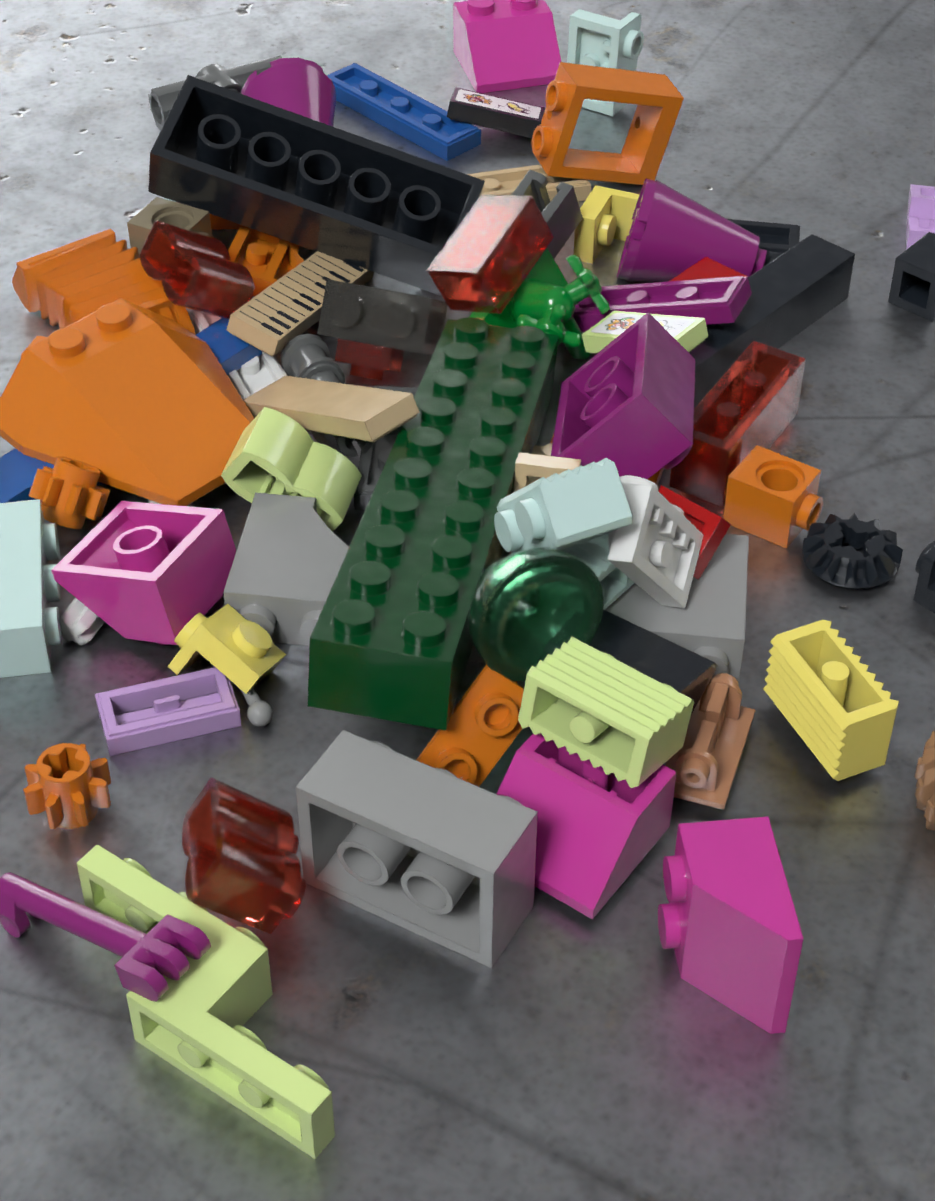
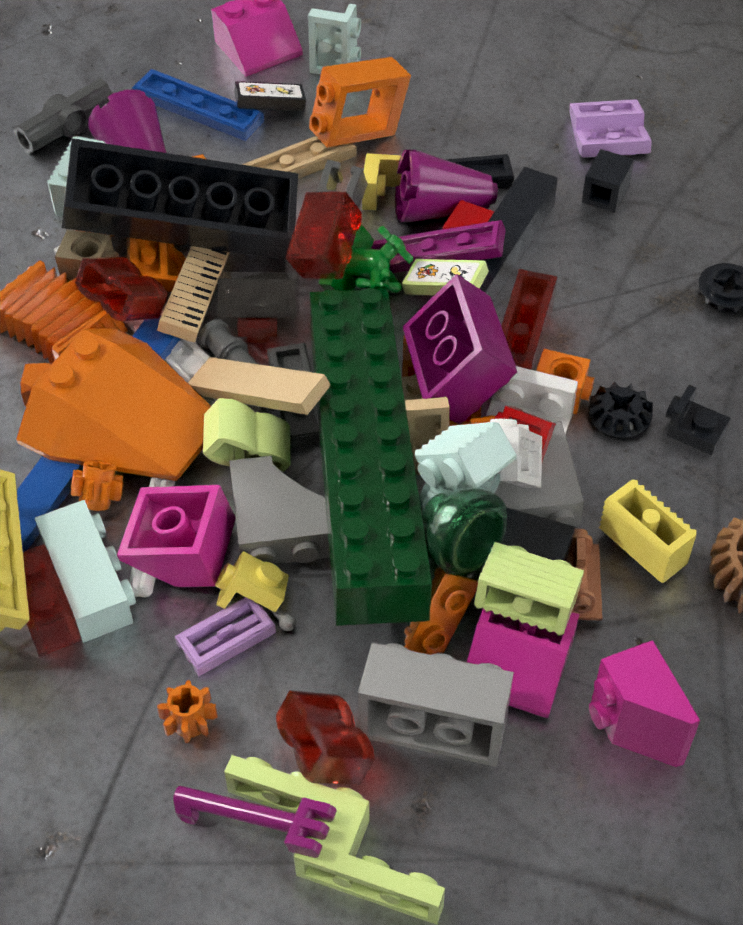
camera: 15 degrees left, 10 degrees up
(740, 496) = (538, 395): none -> white bracket

